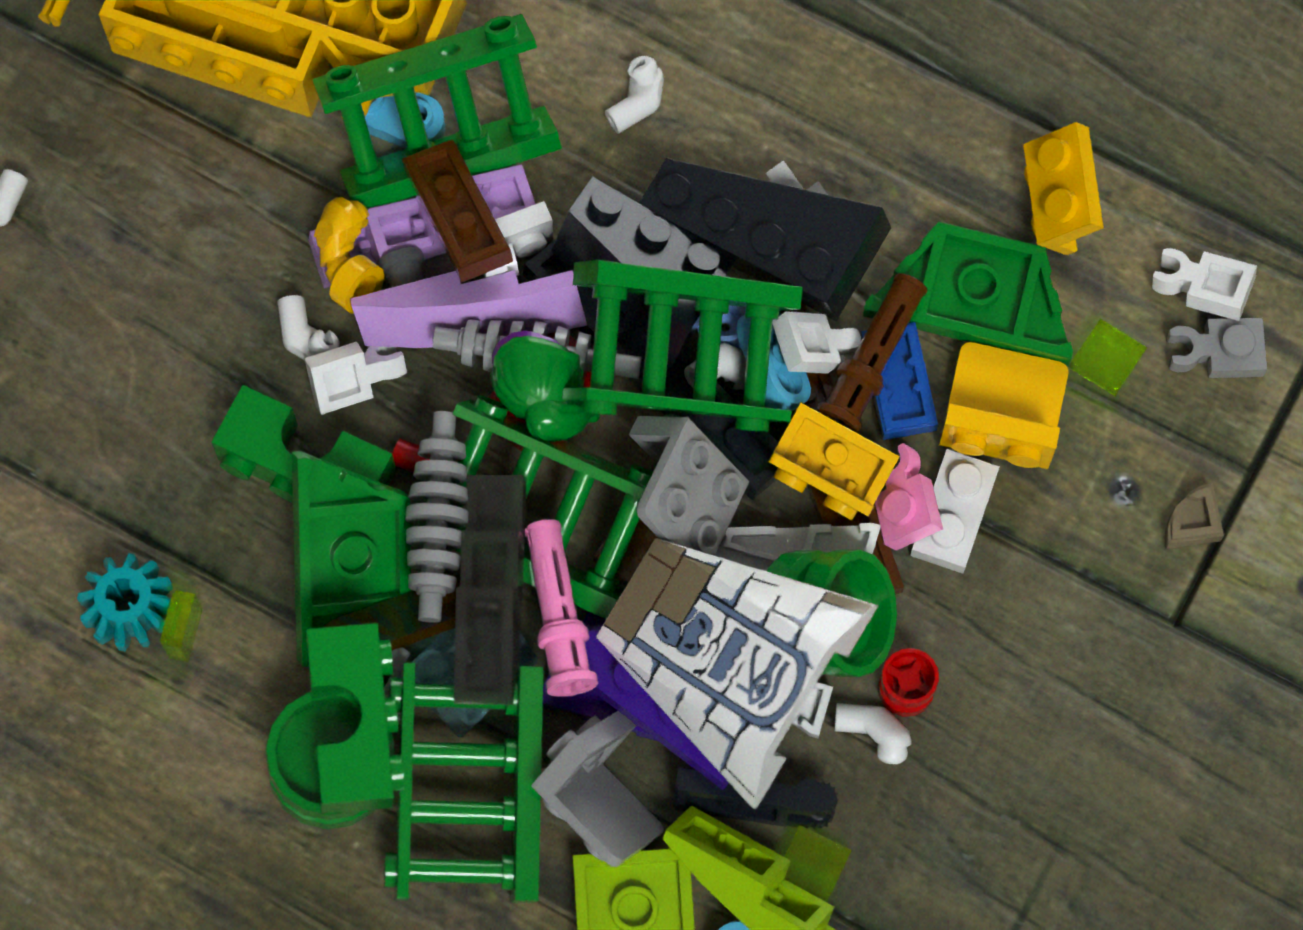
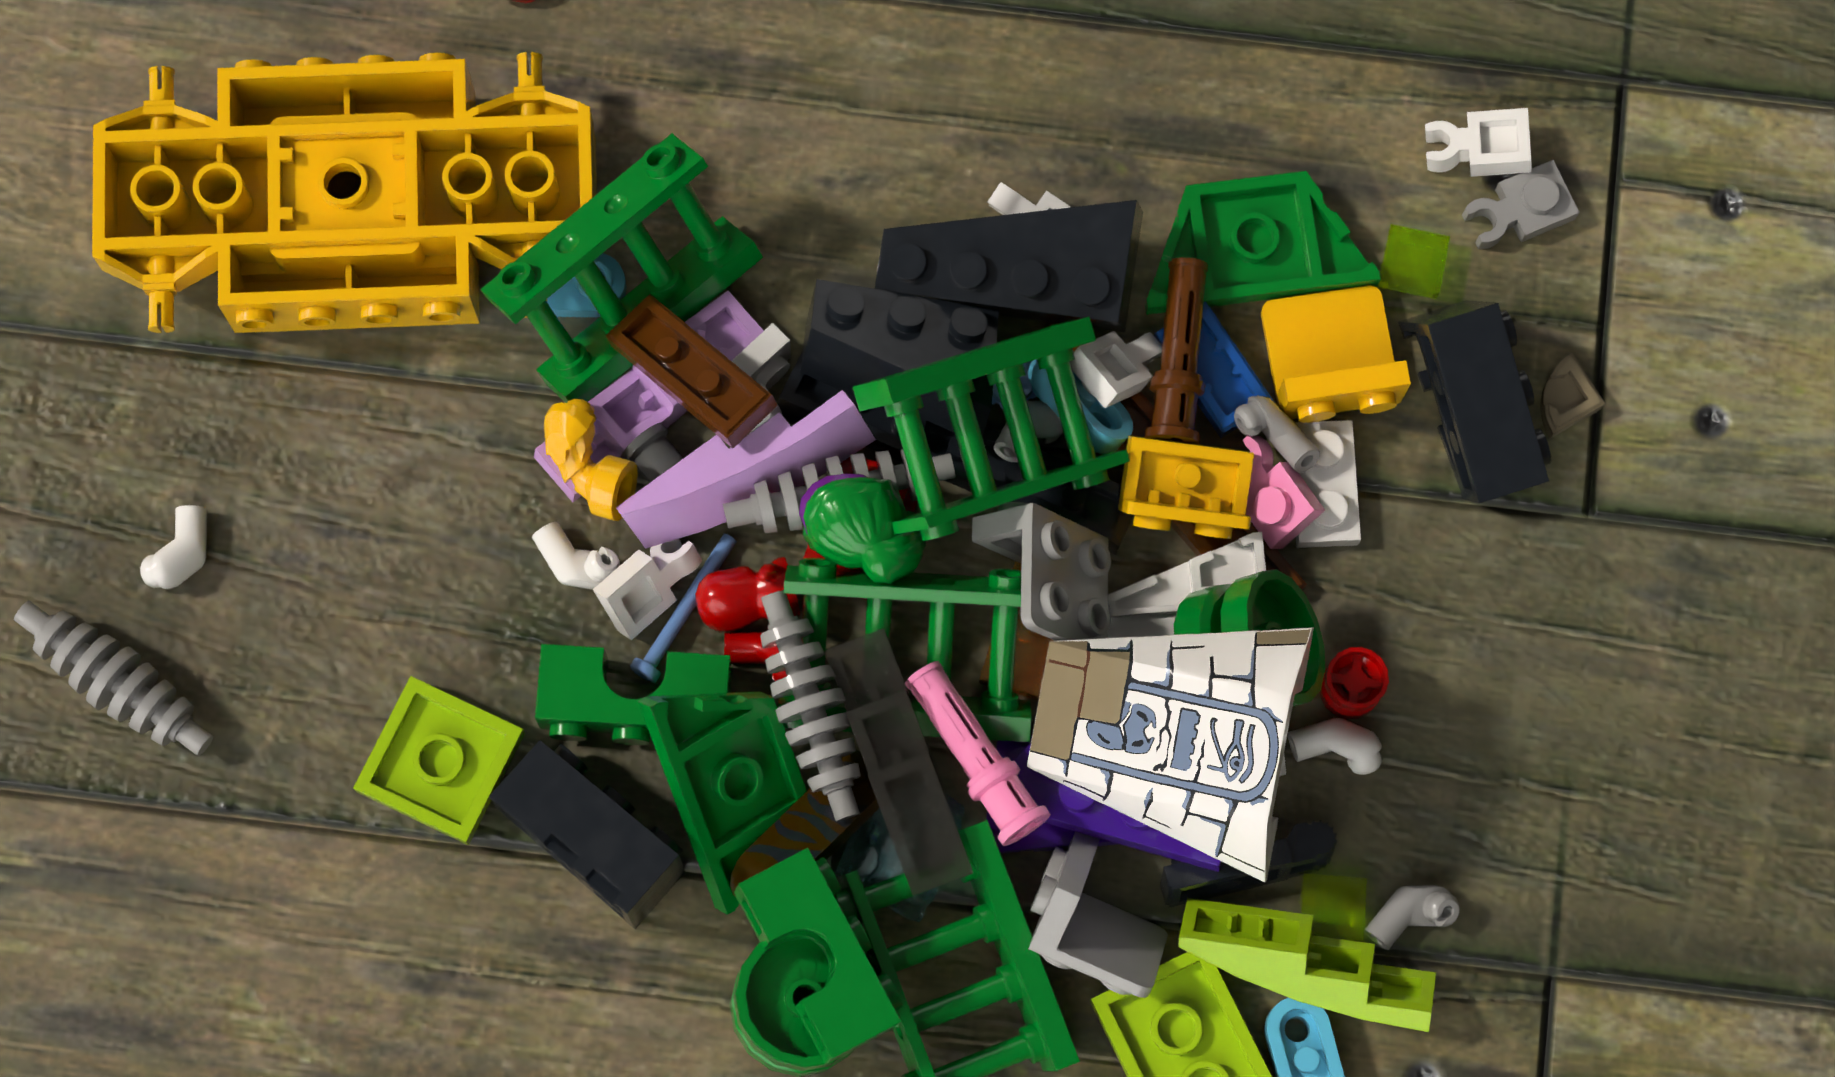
camera: 25 degrees left, 5 degrees up
(111, 587) = (529, 903): teal gear -> none
(123, 450) = (439, 760): none -> lime plate
(181, 625) = (583, 922): clear neon green tile -> none
(218, 554) = (590, 831): none -> black wedge
(325, 442) = (647, 667): none -> medium blue piece
(412, 408) = (733, 596): none -> red animal
(643, 95) = (821, 167): white arm -> none
(881, 891) = (1412, 907): none -> light grey arm
(932, 447) = (1285, 435): none -> light grey arm
(1062, 188) = (1301, 101): yellow bracket -> none
(1115, 489) = (1480, 398): none -> black wedge

